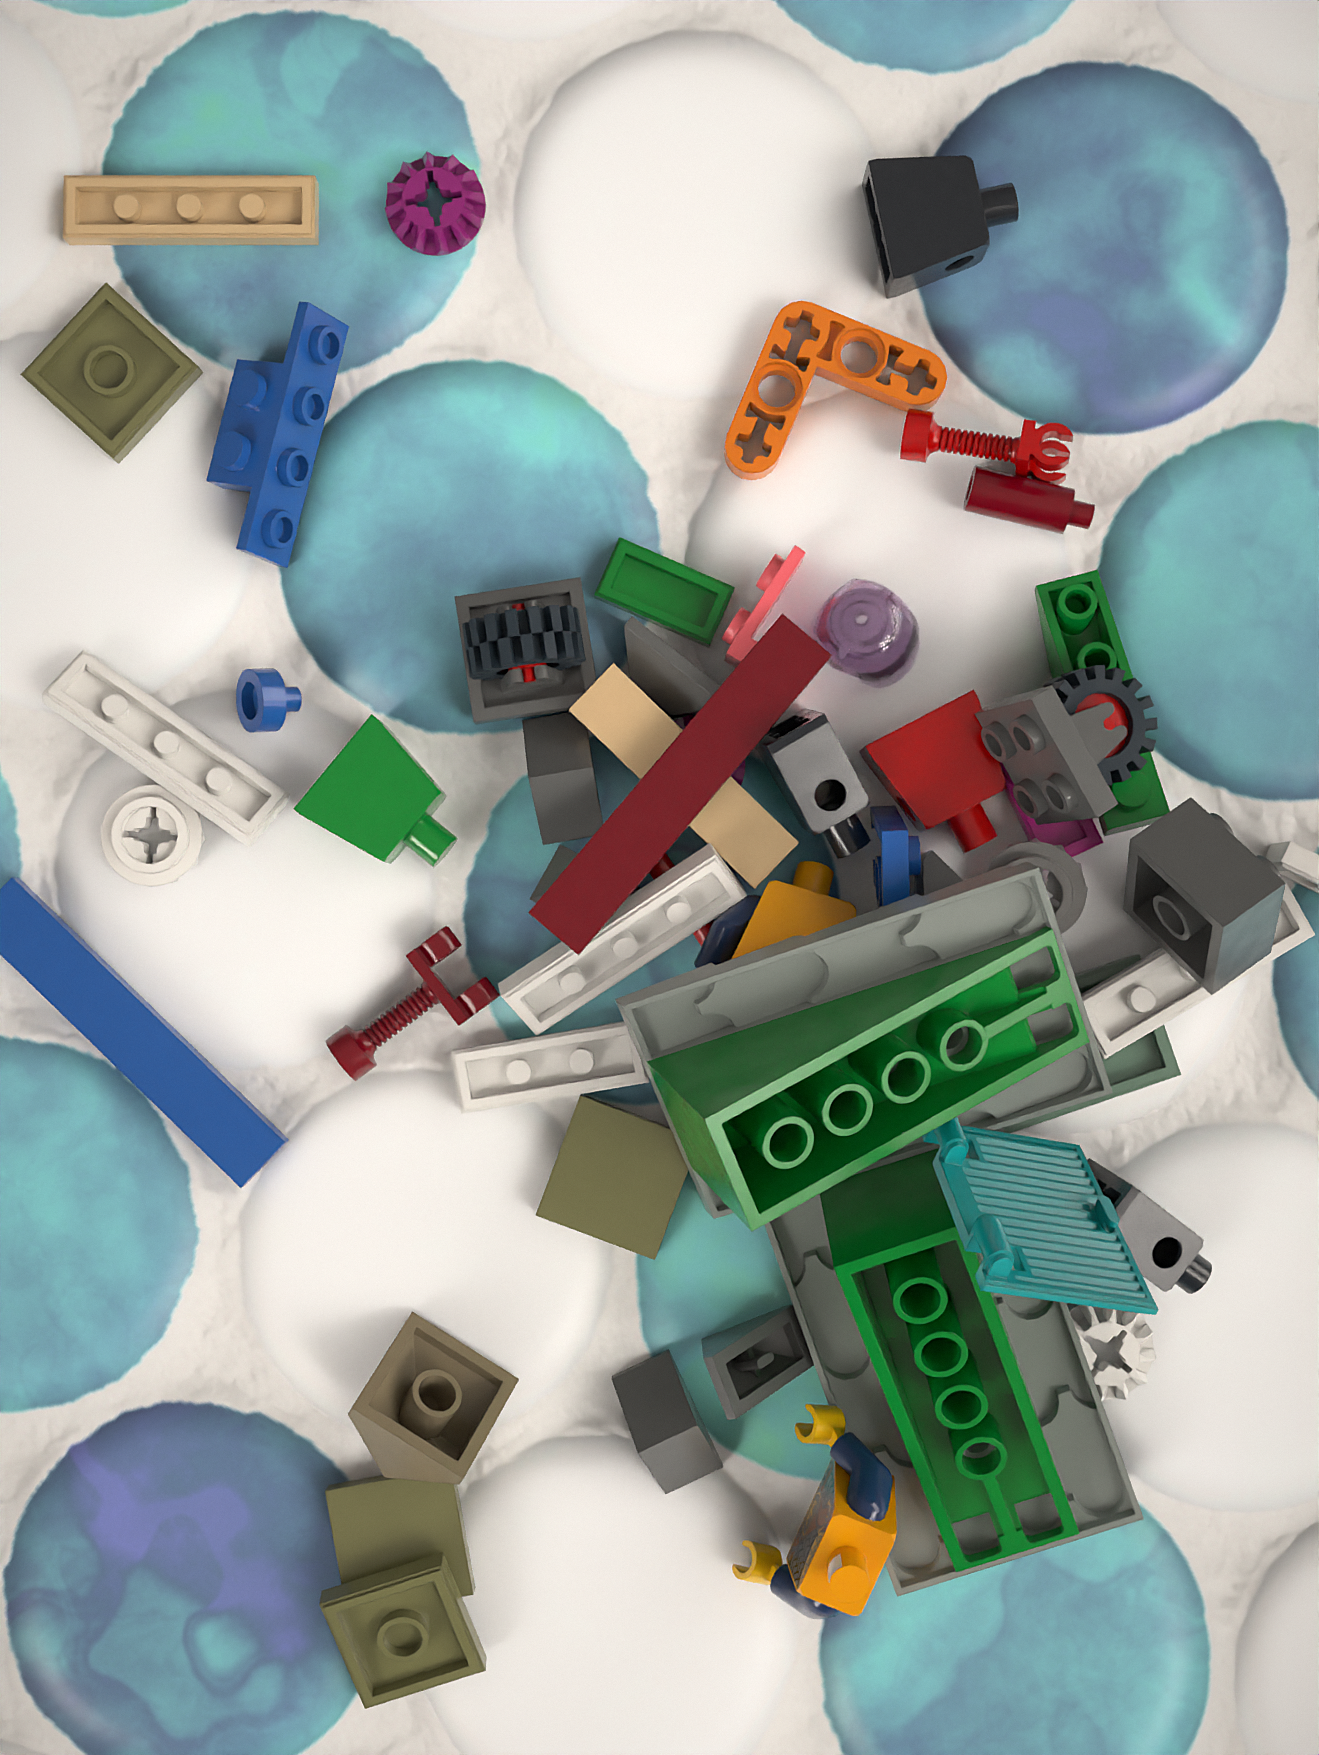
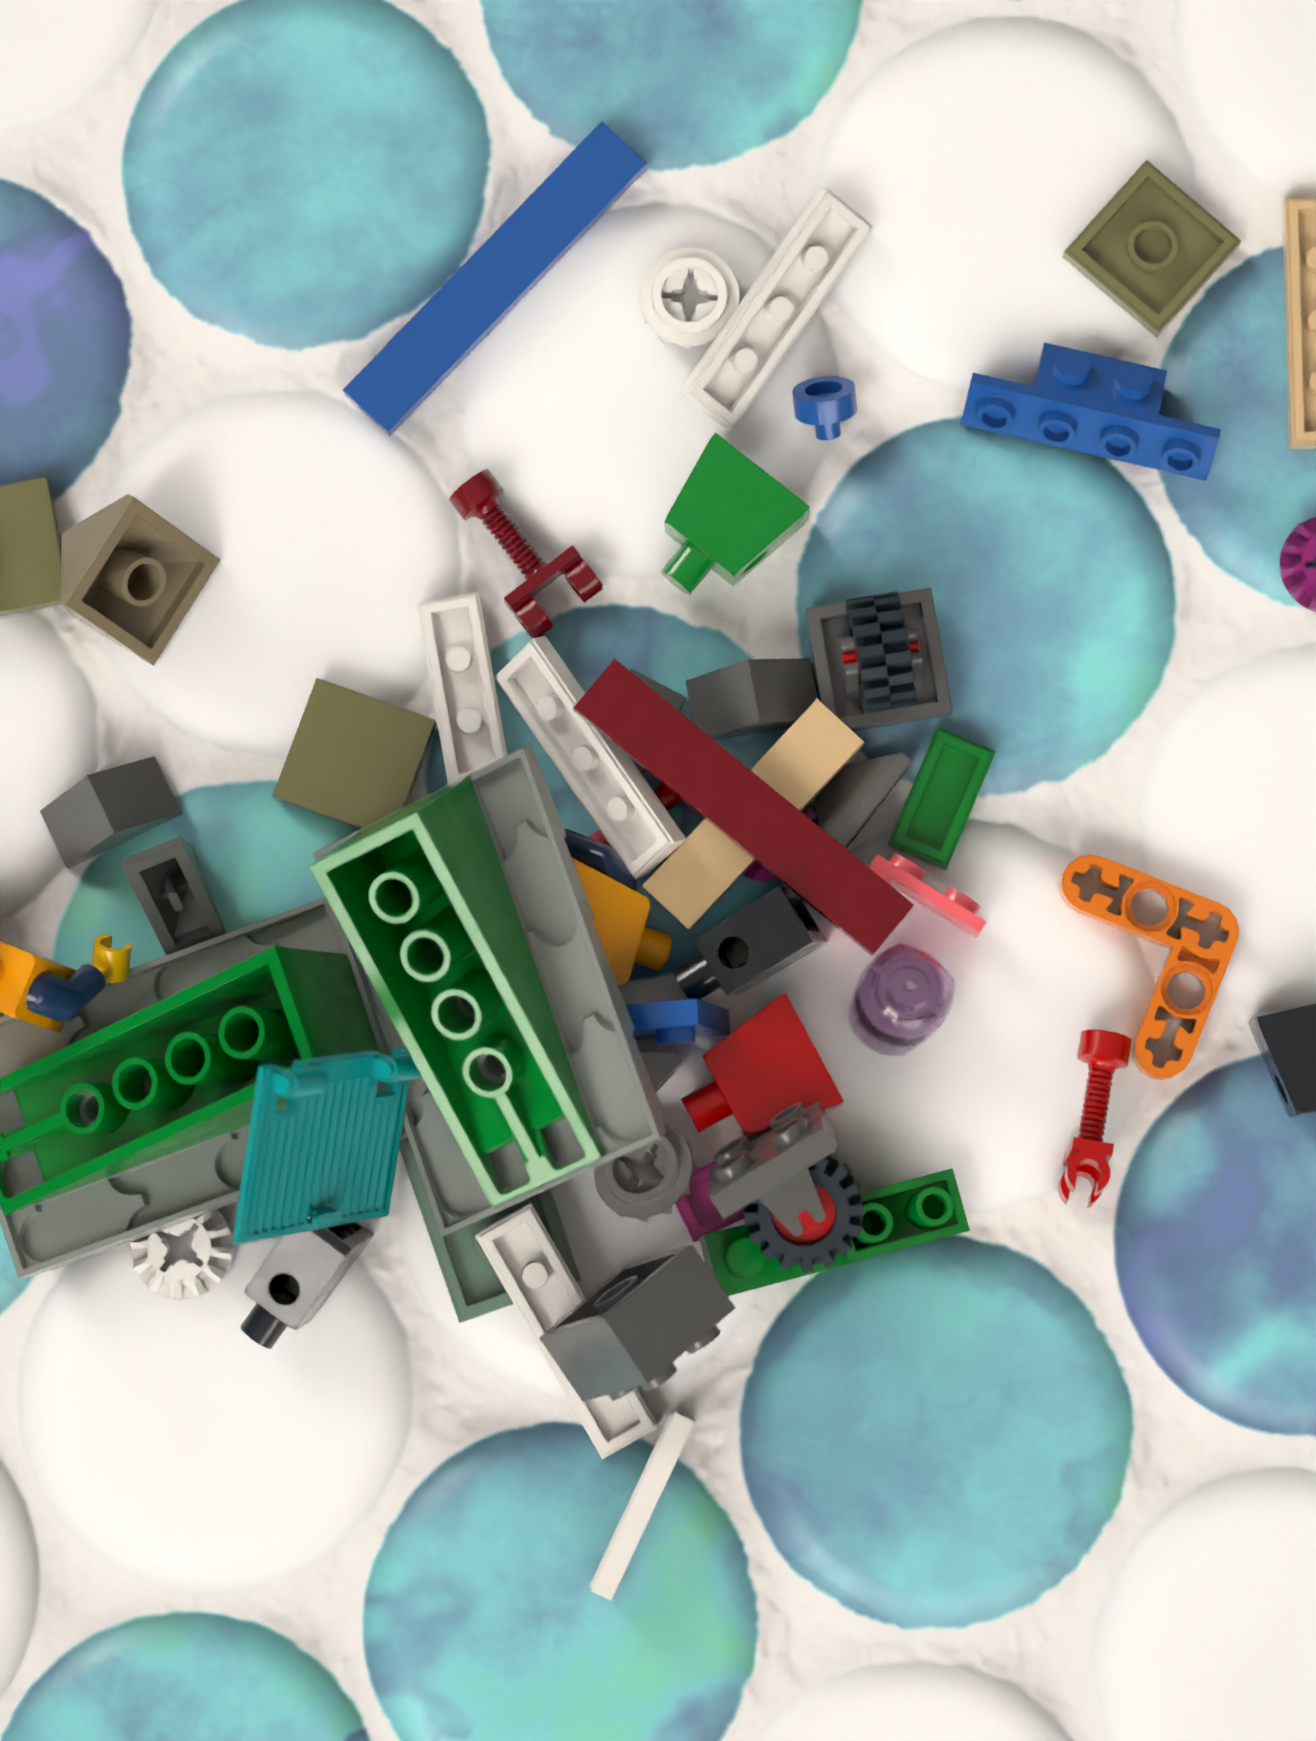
camera: 95 degrees right, 5 degrees down
(1025, 501) = (1040, 1160): dark red cylinder -> none

